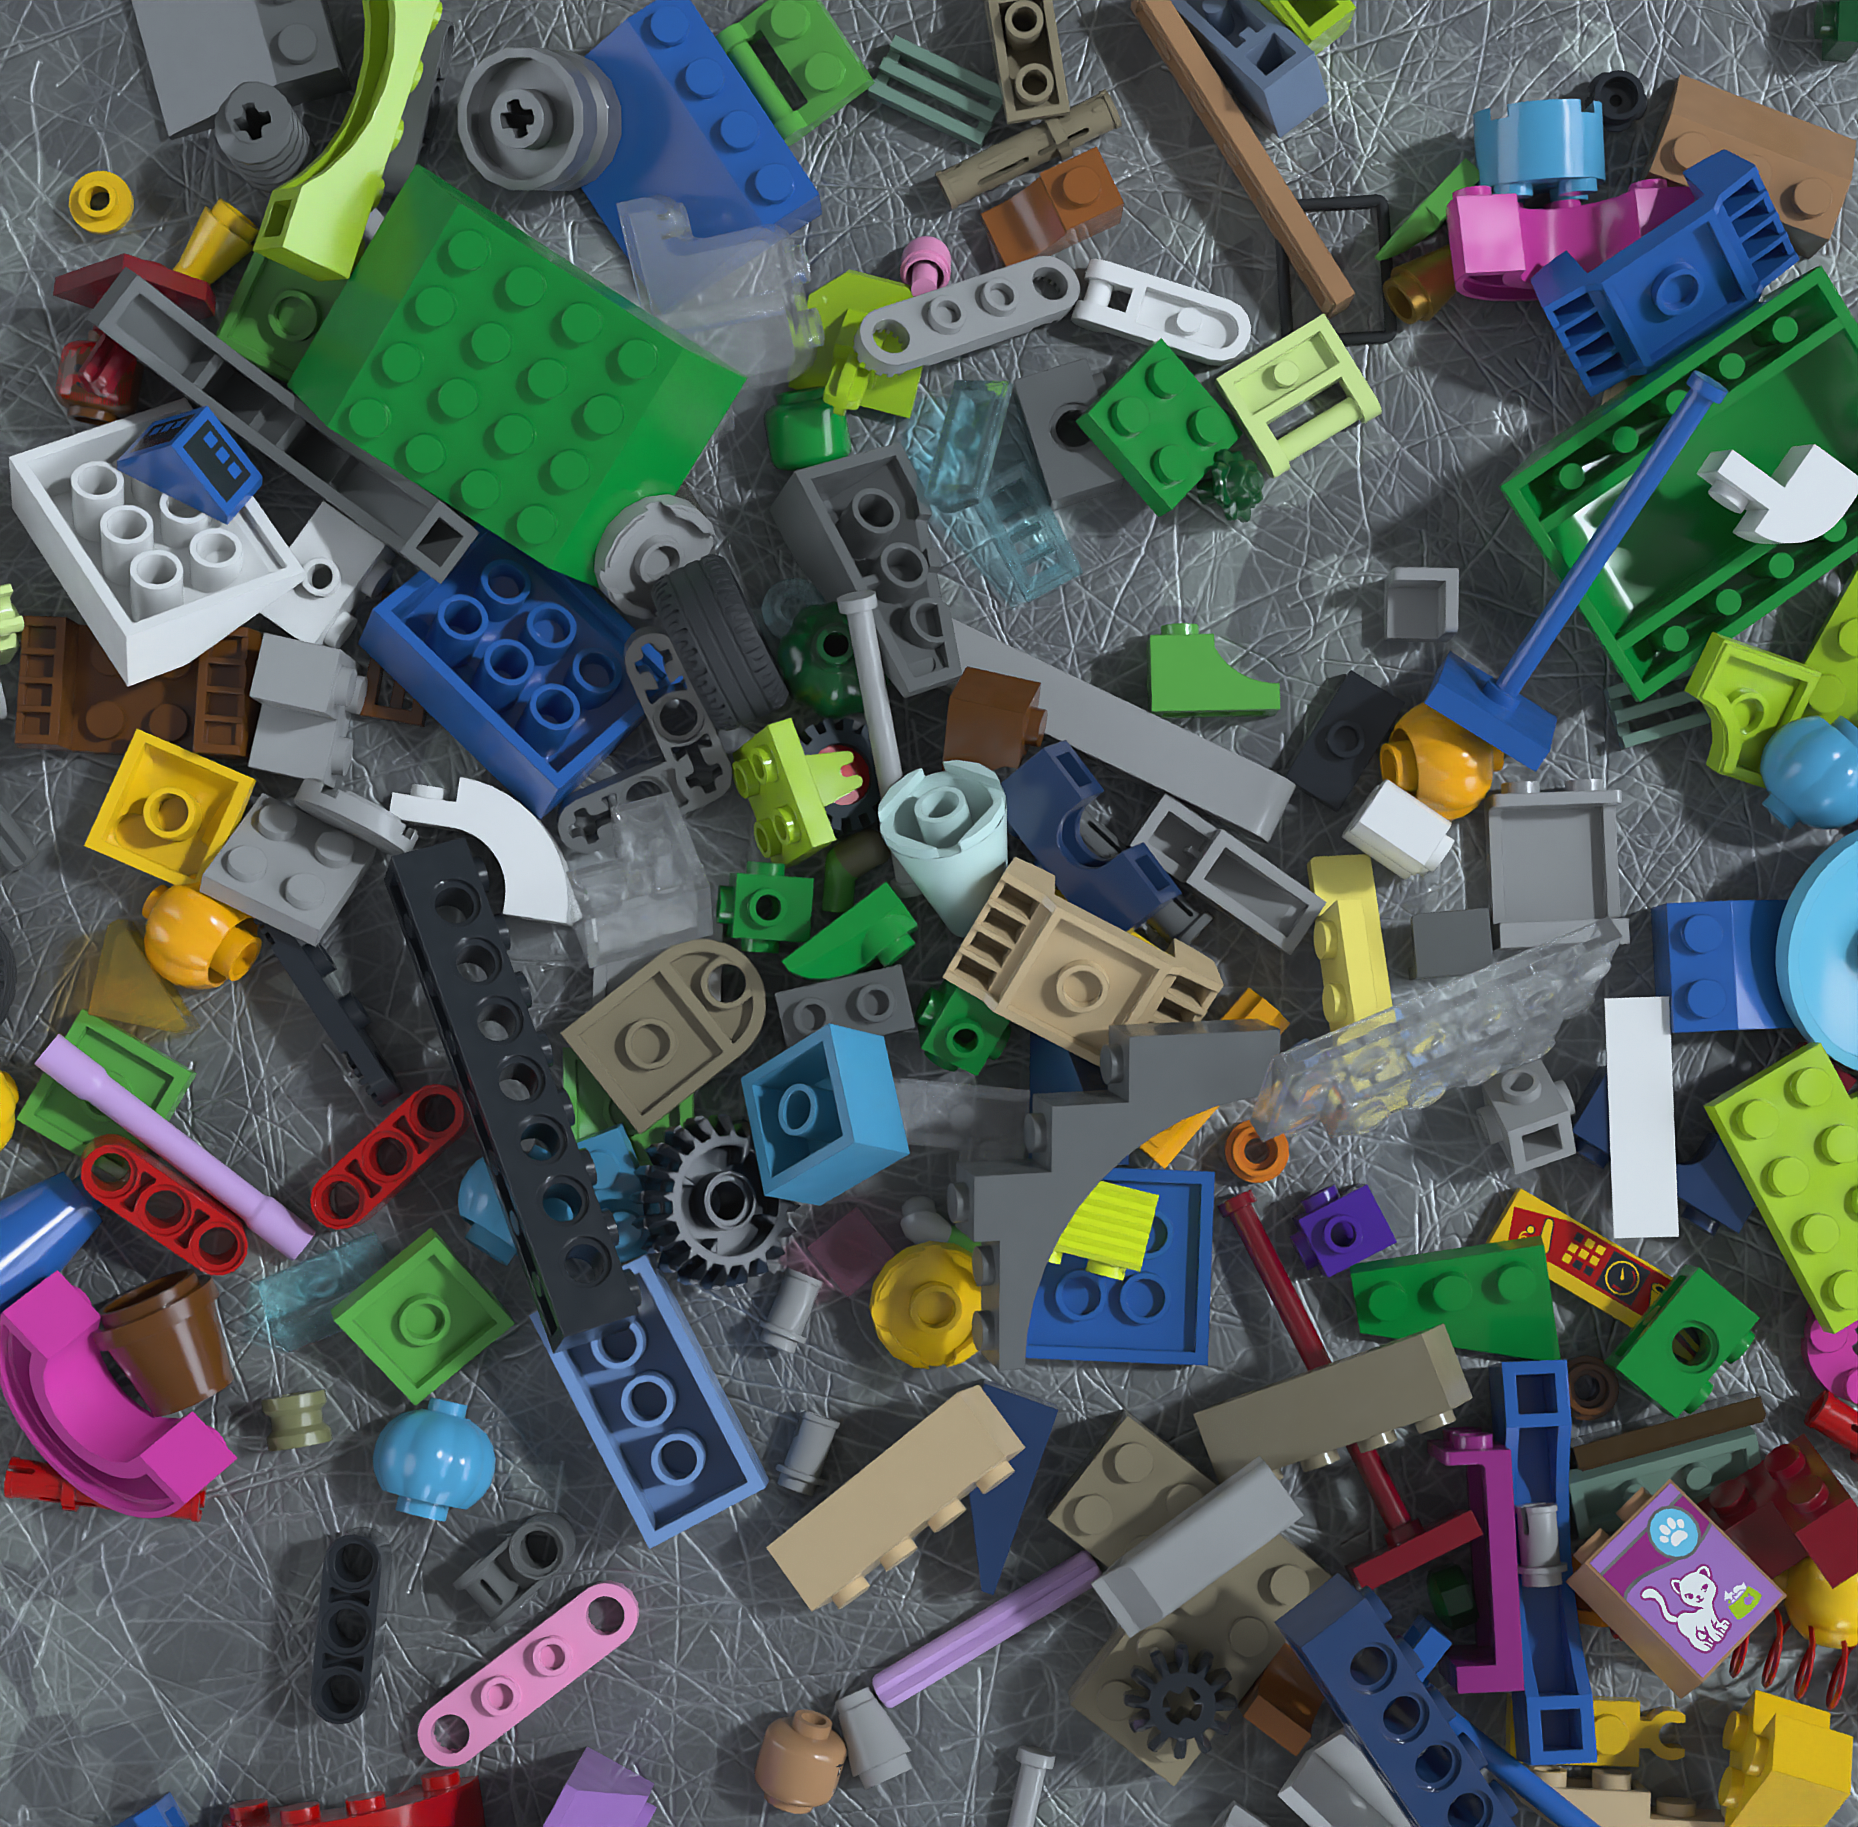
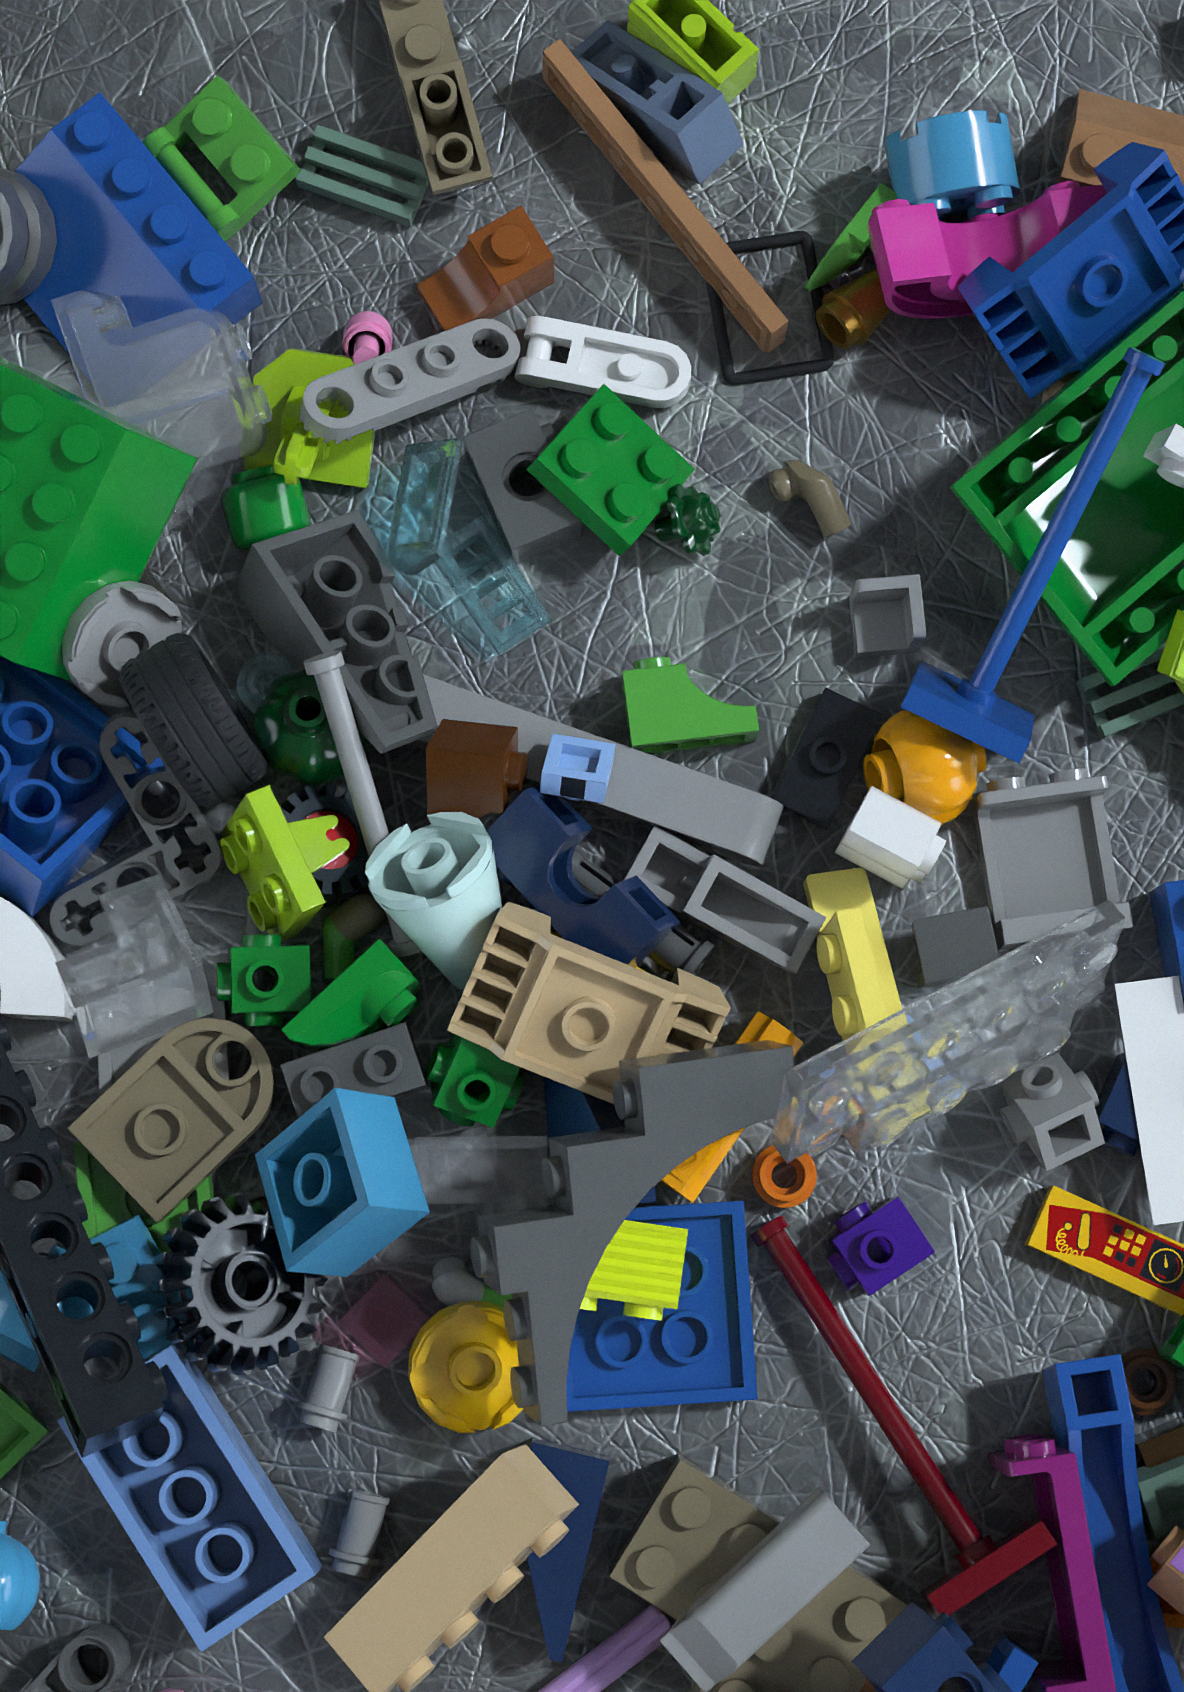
camera: 10 degrees left, 5 degrees down
(1028, 149) = (457, 219): dark tan pin -> none
(1096, 730) = (577, 768): none -> light blue plate
(1288, 377) = (732, 411): yellowish green plate -> none
(1337, 1406) = (894, 1426): dark tan brick -> none
(1361, 464) = (816, 489): none -> dark tan arm
(1451, 1596) = (1032, 1612): dark green tile -> none
(1484, 1294) = (1008, 1303): green wing -> none
(1539, 1545) = (1115, 1549): light grey pin -> none
(1627, 89) = (1033, 108): black plate -> none

